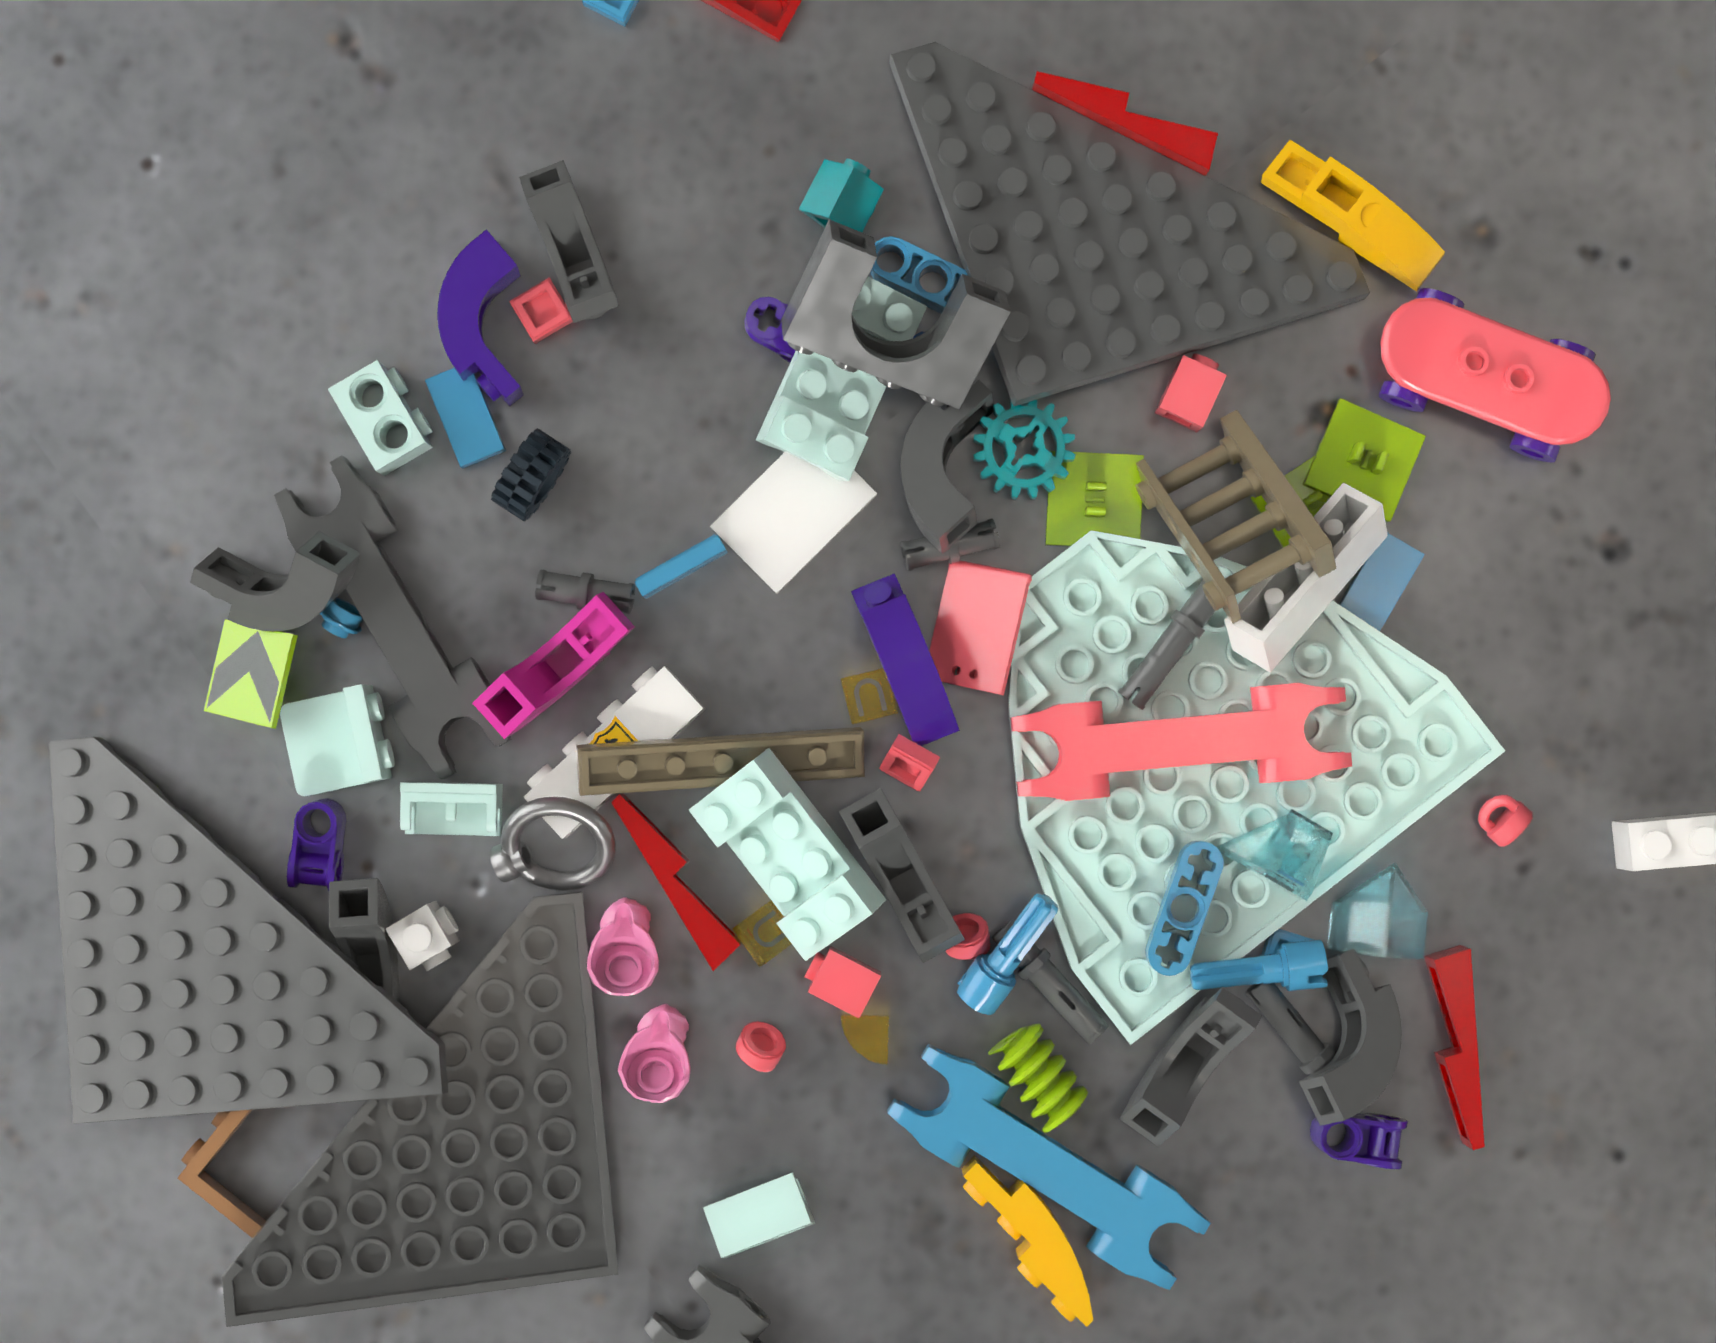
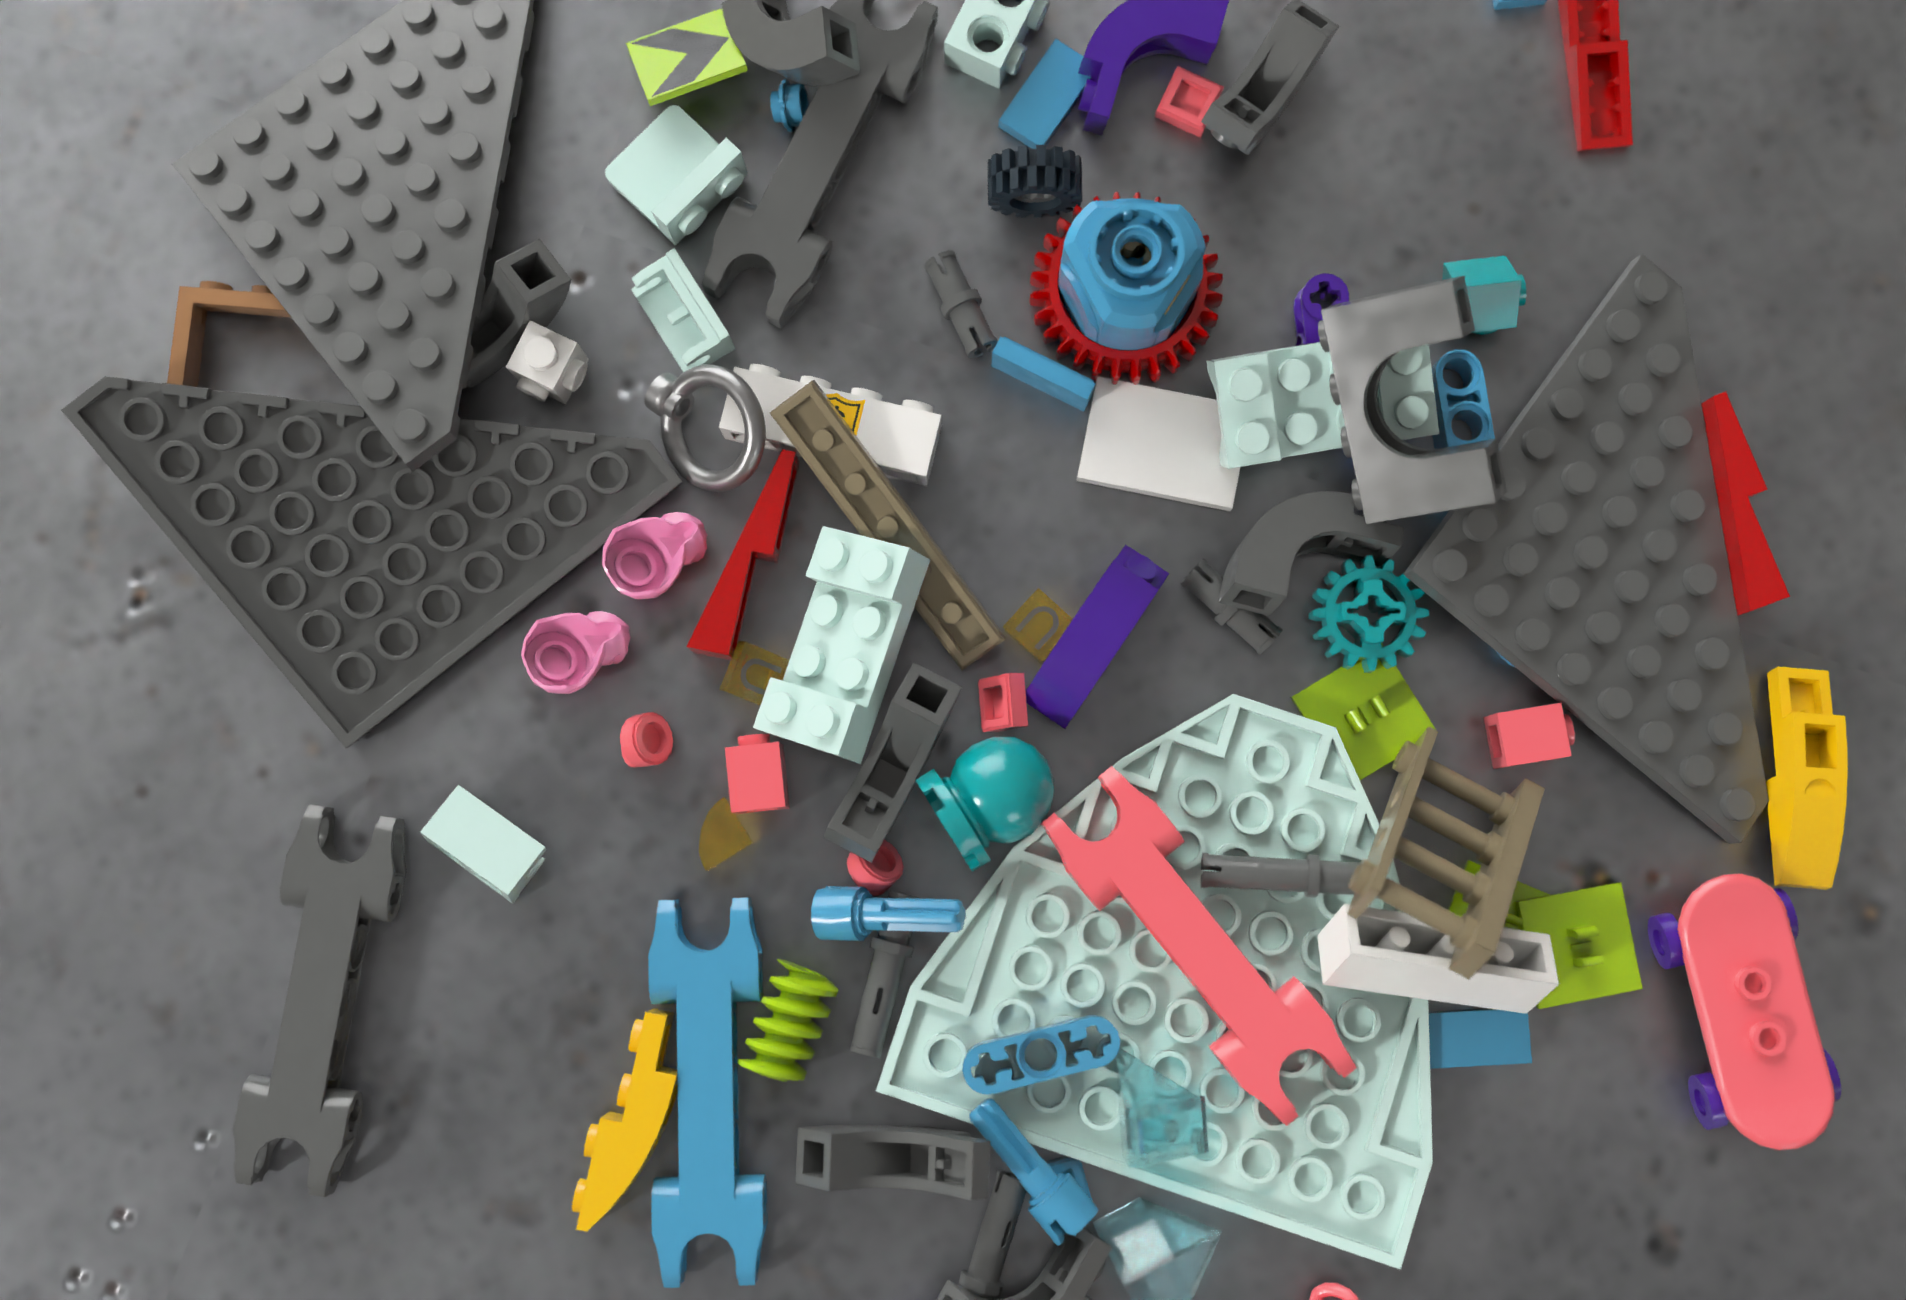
camera: 60 degrees right, 5 degrees down
(317, 849) = (564, 217): dark purple piece -> none
(555, 667) = (857, 317): dark pink arch -> none
(658, 460) = (1126, 287): none -> dark azure piece
(974, 816) = (994, 794): none -> teal tile
(978, 625) = (1174, 682): coral container -> none

